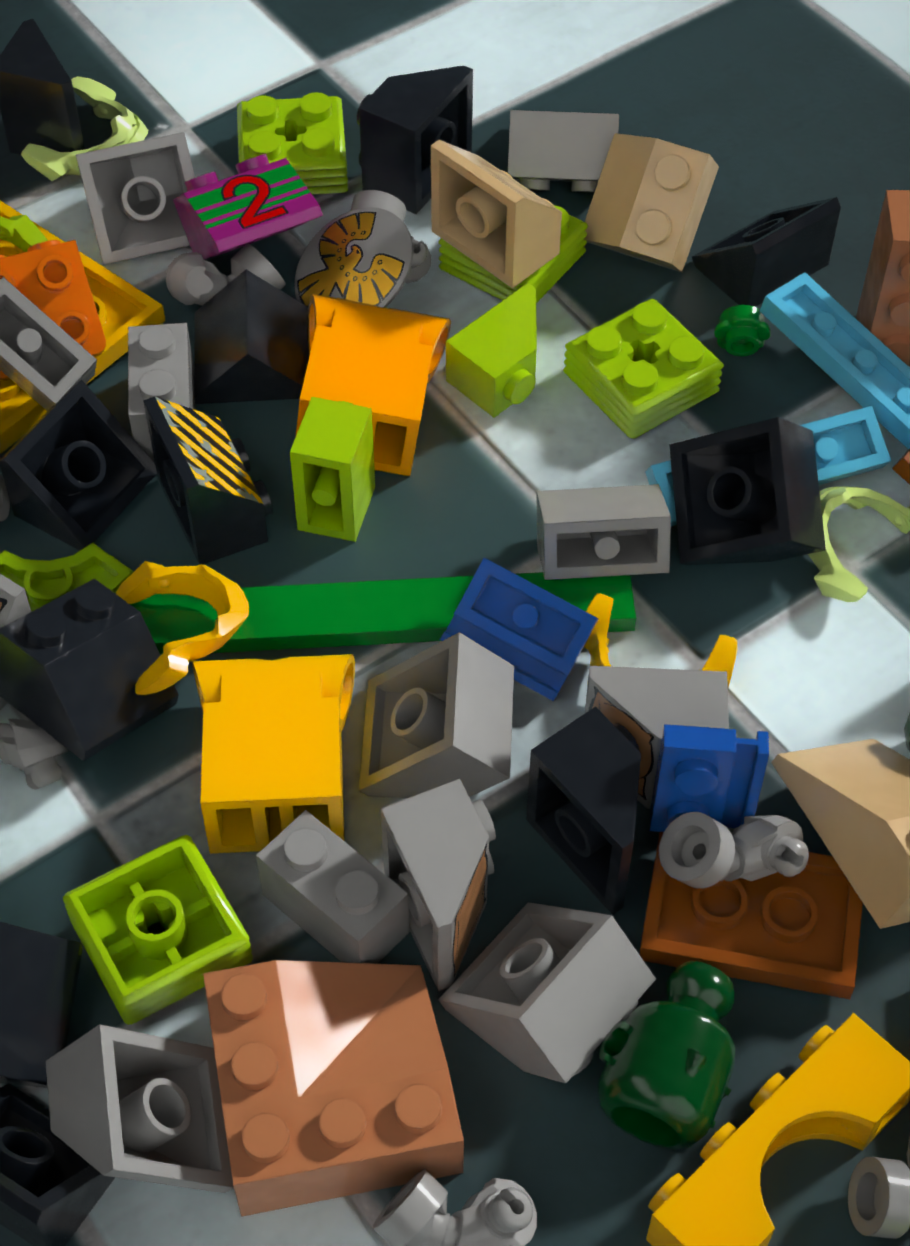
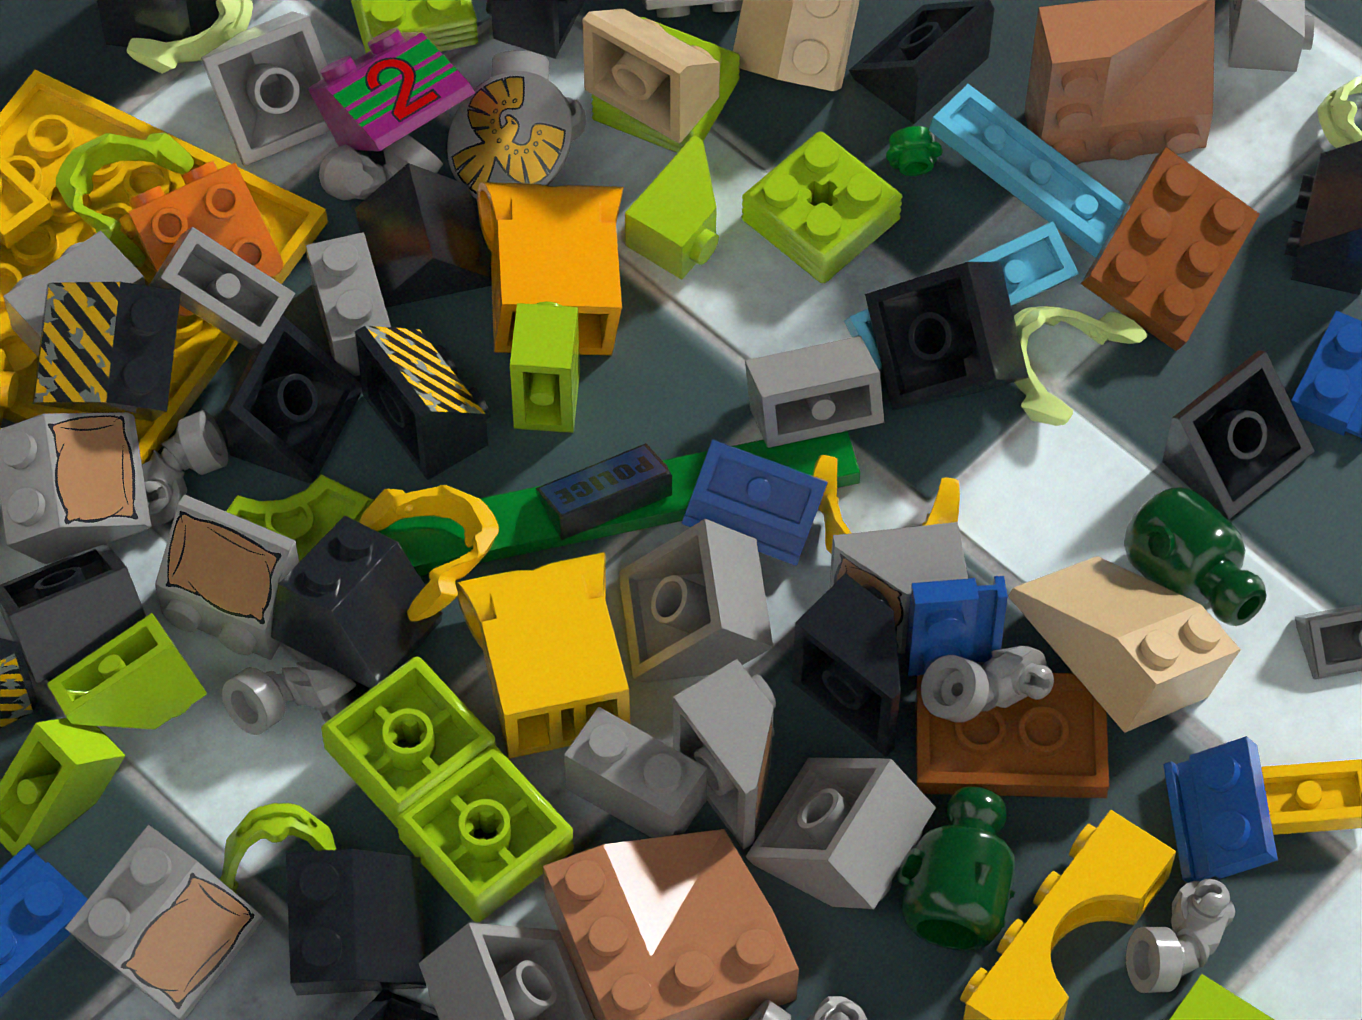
camera: 10 degrees left, 5 degrees up
(104, 780) = (409, 706): none -> lime brick
(369, 597) = (605, 491): none -> black slope

